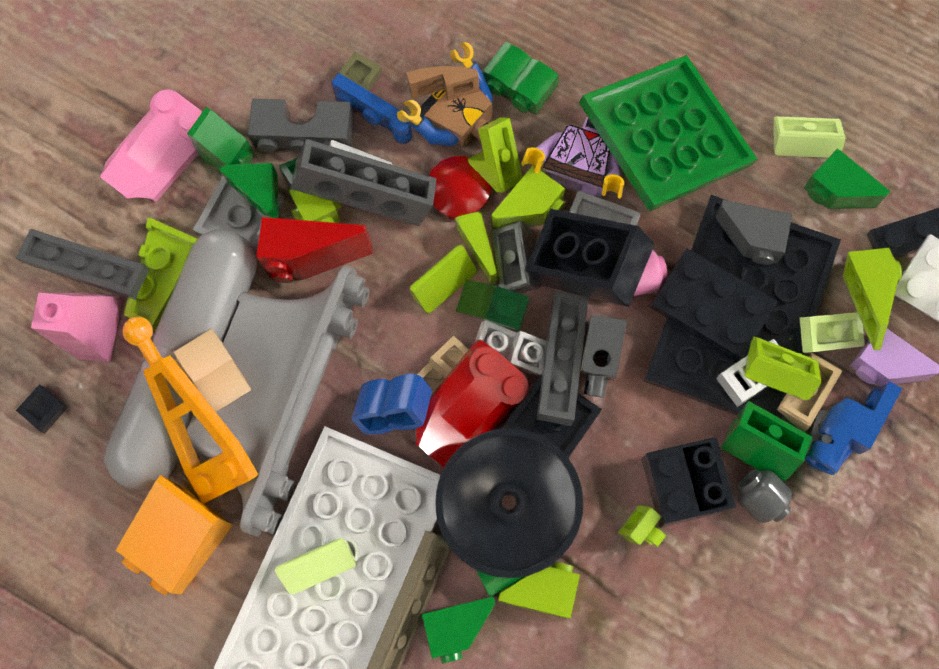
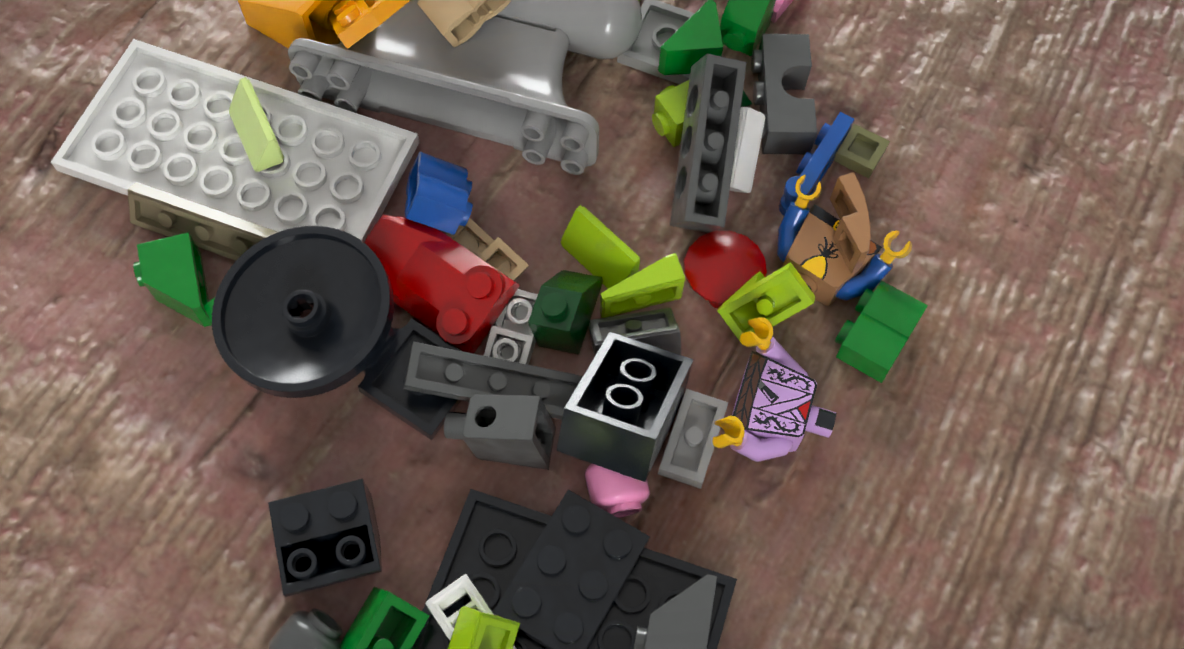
camera: 80 degrees right, 10 degrees down
(307, 248) = (622, 86): red slope -> none
(529, 200) = (711, 344): lime slope -> none
(547, 591) = (201, 376): lime slope -> none
(641, 527) = (274, 485): lime tile -> none
(667, 132) = (823, 517): green plate -> none

